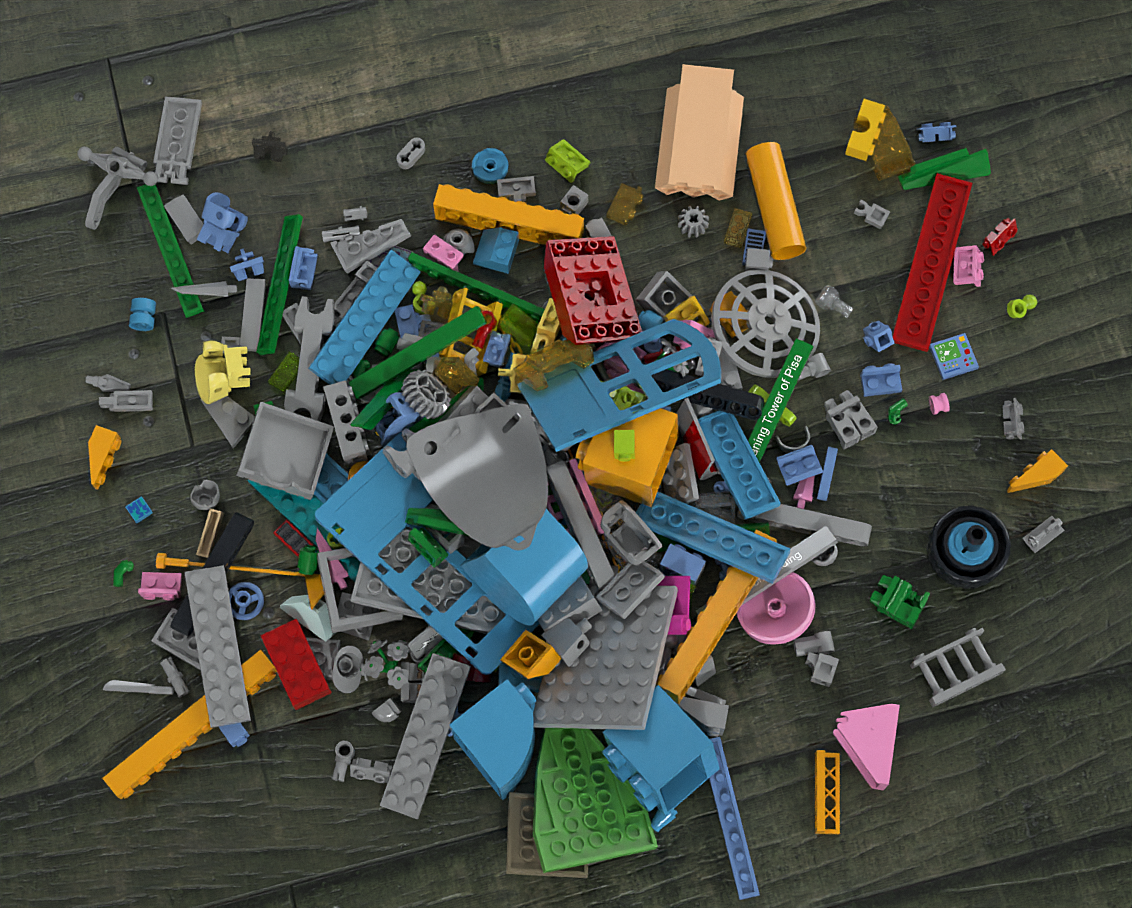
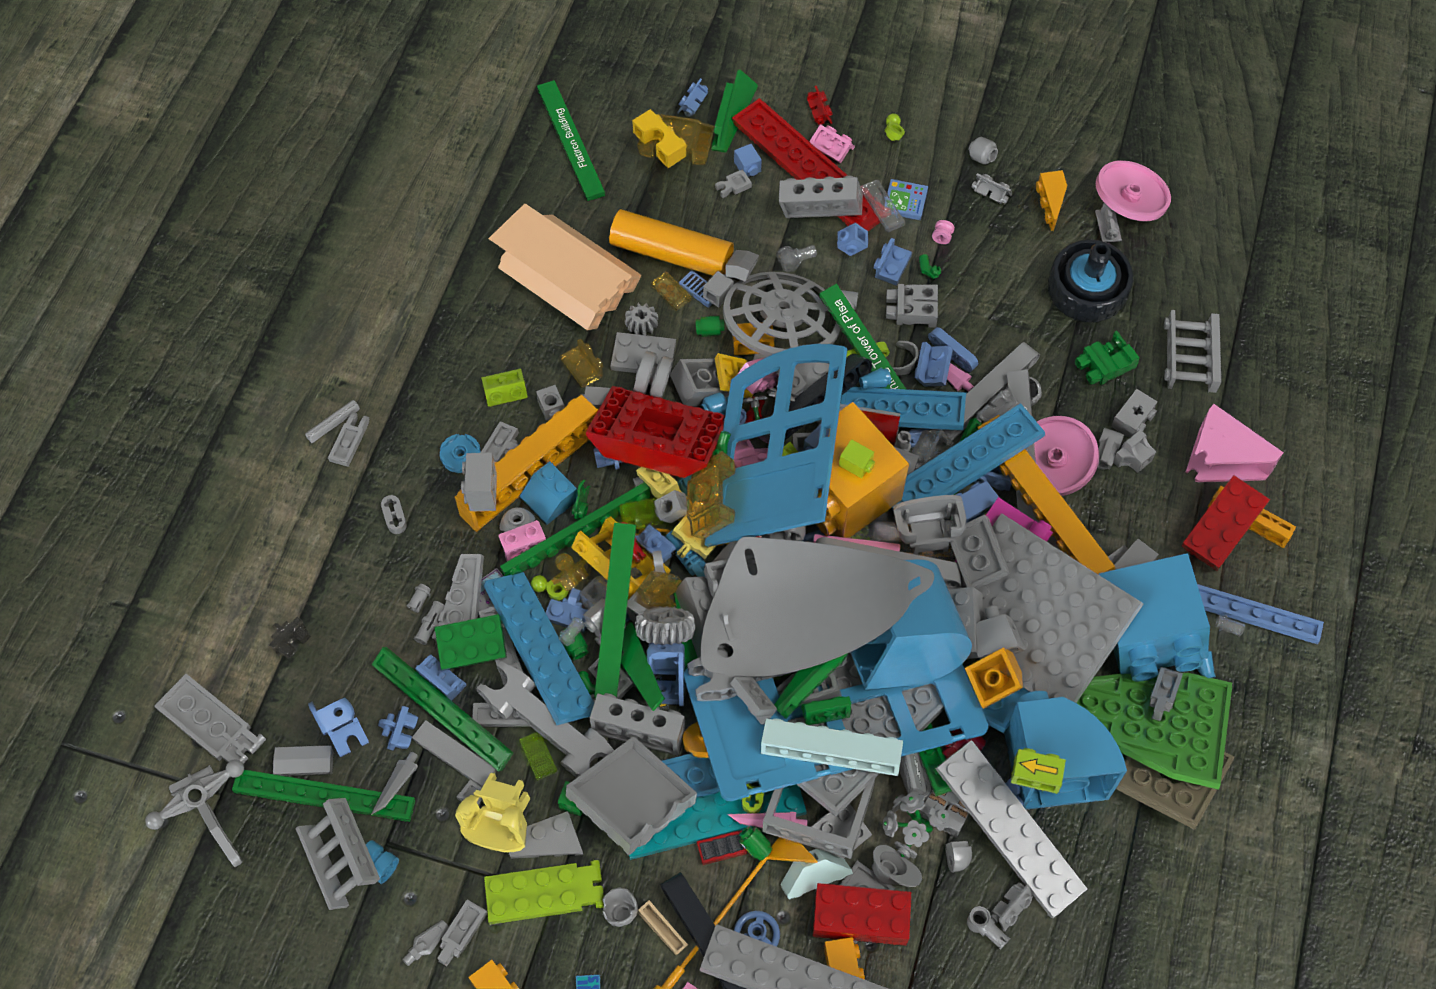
camera: 60 degrees left, 10 degrees down
(129, 284) = (352, 845): none -> light grey fence
(188, 437) = (542, 892): none -> lime hinge
(339, 270) = (470, 642): none -> green plate
(388, 333) = (568, 635): none -> clear pin
(398, 567) = (832, 746): none -> light aqua brick
(403, 489) = (754, 698): none -> light grey bracket
(450, 82) = (348, 440): none -> light grey hinge
(454, 193) = (479, 482): none -> light grey brick
(455, 721) = (1038, 770): none -> lime brick
(459, 61) = (332, 421): none -> light grey axle
(499, 276) = (580, 507): none -> green plate
(530, 340) = (679, 506): none -> light grey brick
(604, 346) = (722, 444): none -> green arm
(609, 795) = (1164, 692): none -> light grey hinge
(642, 260) = (649, 374): none -> light grey wheel
(665, 242) = (631, 348): none -> light grey plate
(706, 478) = (903, 441): none -> light grey pin
(710, 821) = (1229, 625): none -> clear pin
(720, 273) = (710, 326): none -> green brick
(749, 427) = (877, 379): none -> dark azure cone
(788, 536) = (999, 405): none -> light grey hinge
(791, 264) = (741, 264): none -> light grey piece
(795, 770) = (1225, 523): none -> red brick
(828, 65) = (571, 140): none -> green tile
(870, 646) = (1134, 414): none -> light grey brick
(896, 287) = (821, 203): none -> light grey brick
(902, 211) = (748, 160): none -> medium blue brick
(929, 340) = (882, 206): none -> clear tile
(1047, 390) = (983, 150): none -> light grey head
(1089, 535) = (1133, 190): none -> bright pink dish

